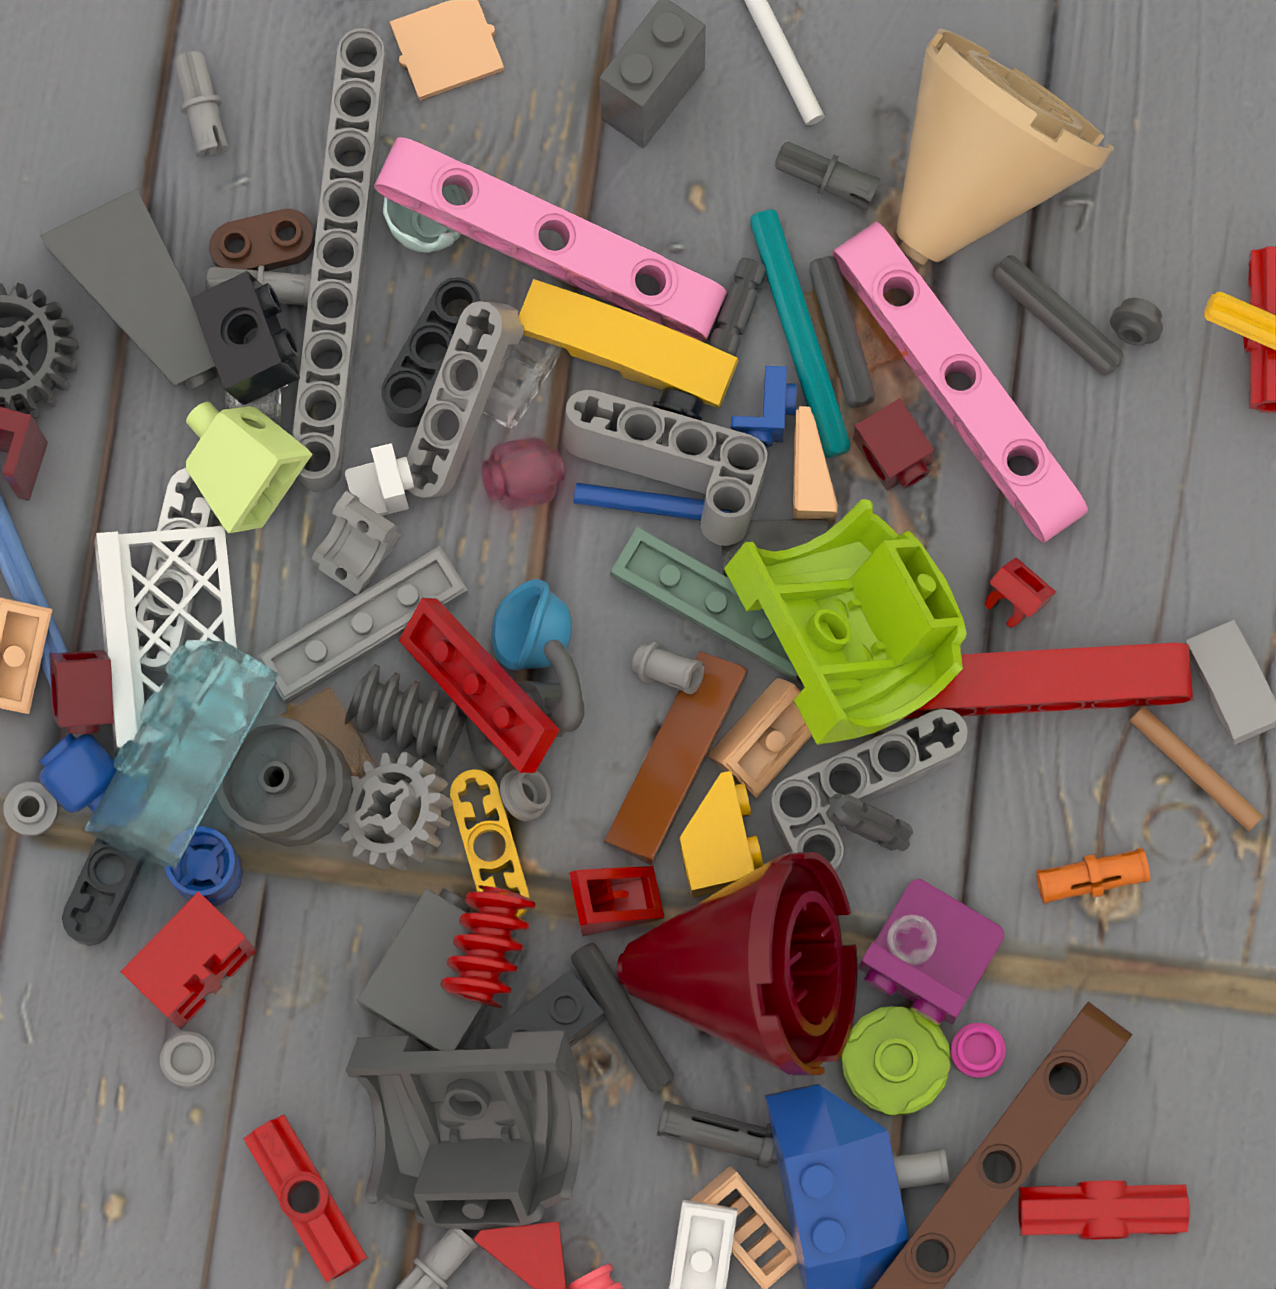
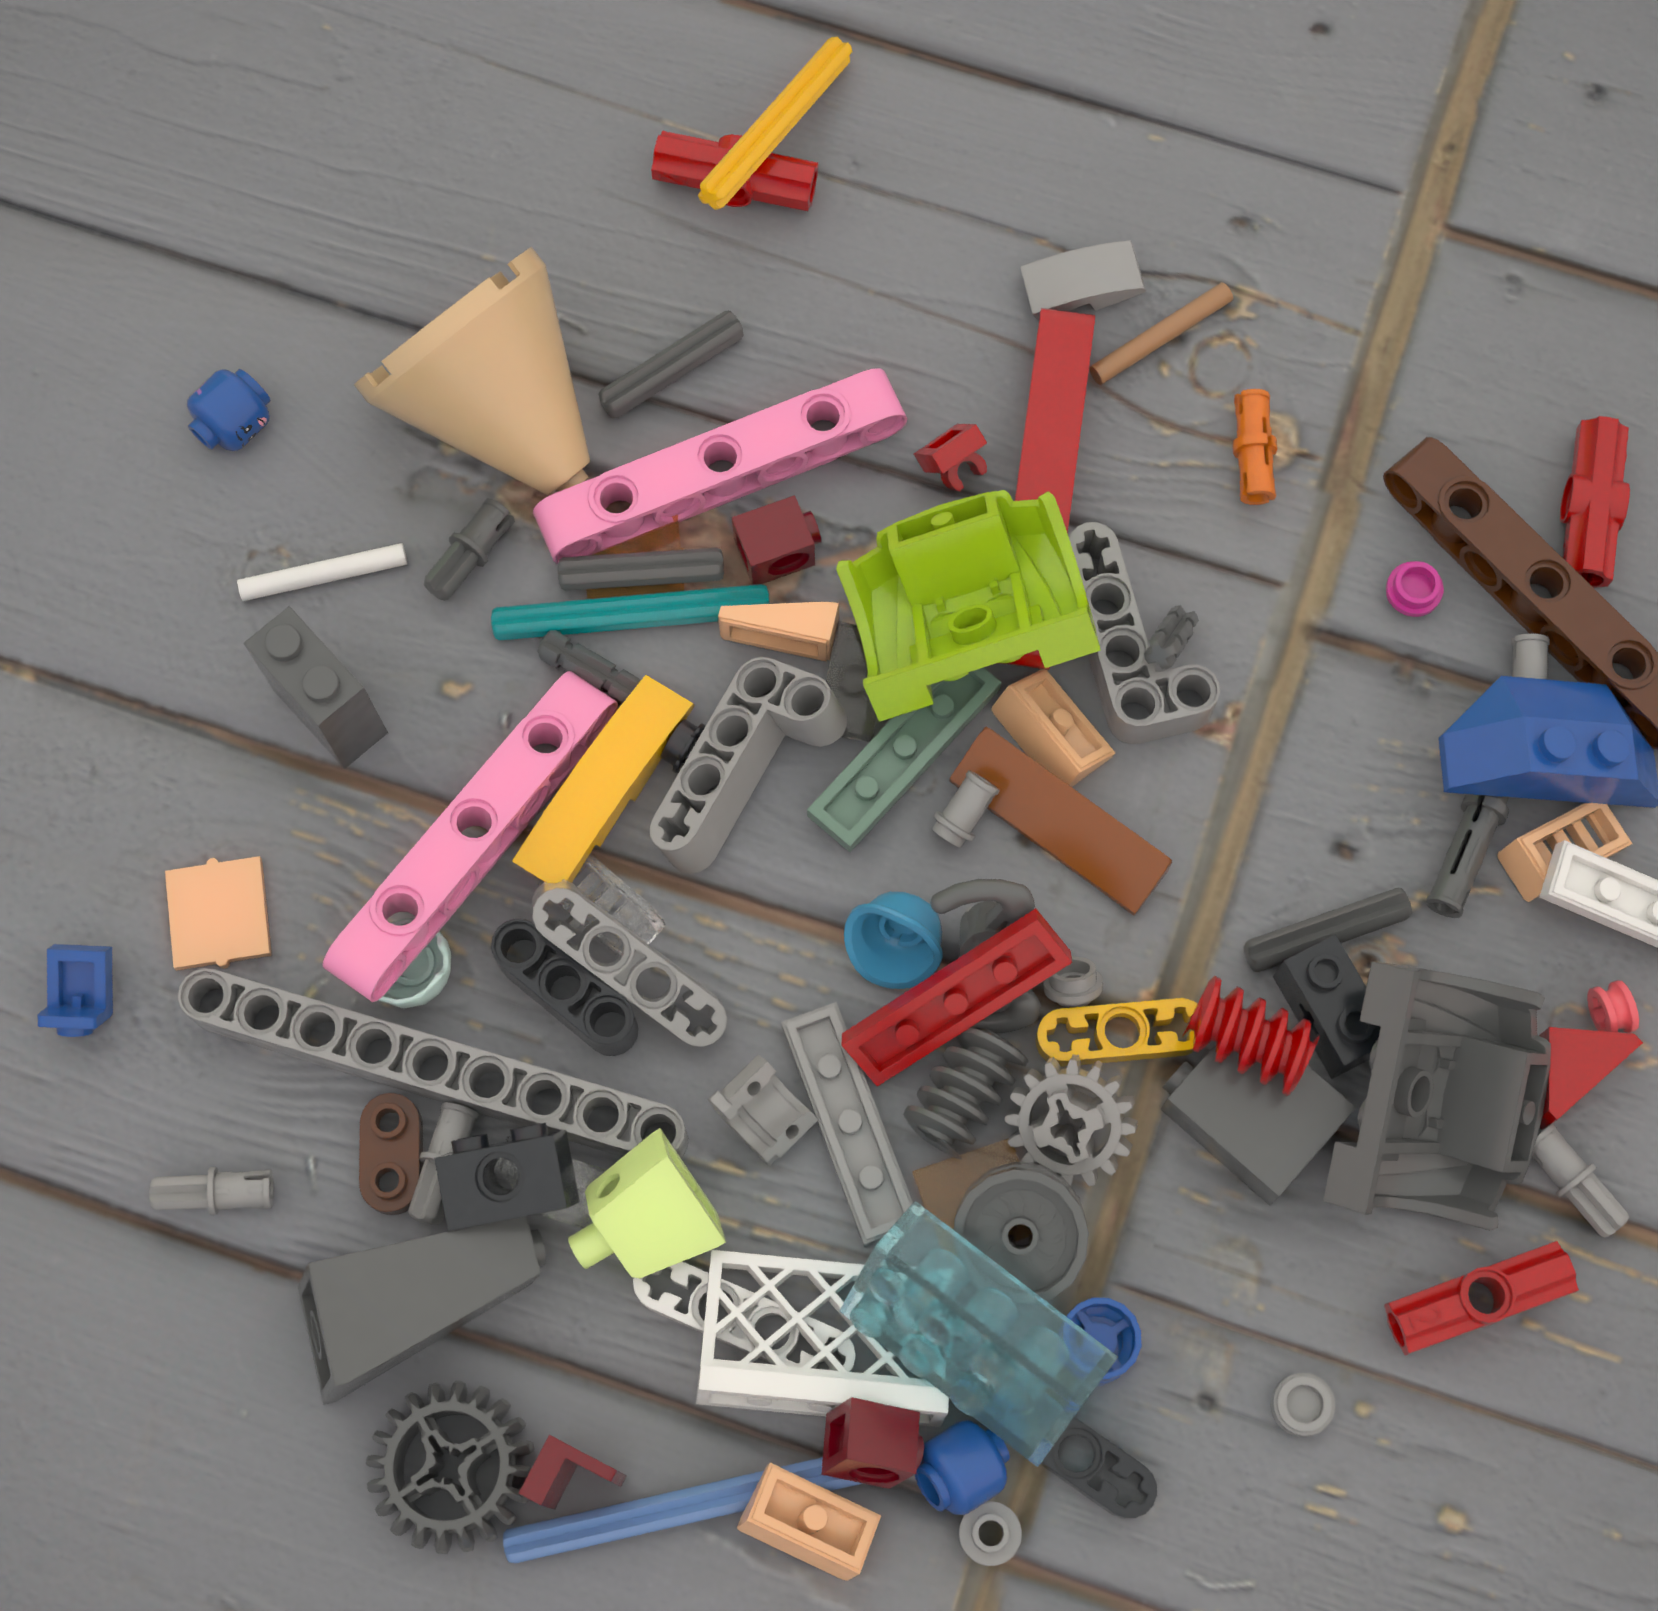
camera: 80 degrees left, 5 degrees down
(188, 960) = (1207, 1375): red piece -> none
(382, 482) = (699, 1066): white bracket -> none
(522, 473) = (722, 917): clear pink head -> none
(615, 898) = (1203, 914): red slope -> none
(639, 501) = (775, 807): blue bar -> none
(716, 841) = (1159, 796): yellow slope -> none
(758, 965) = (1311, 781): dark red cone -> none
(777, 402) = (705, 647): blue bracket -> none
(896, 1061) = (1412, 670): lime tile -> none
(904, 925) = (1298, 642): clear bush -> none
(960, 956) = (1311, 611): magenta bracket -> none
(1137, 322) = (698, 290): dark grey plate -> none

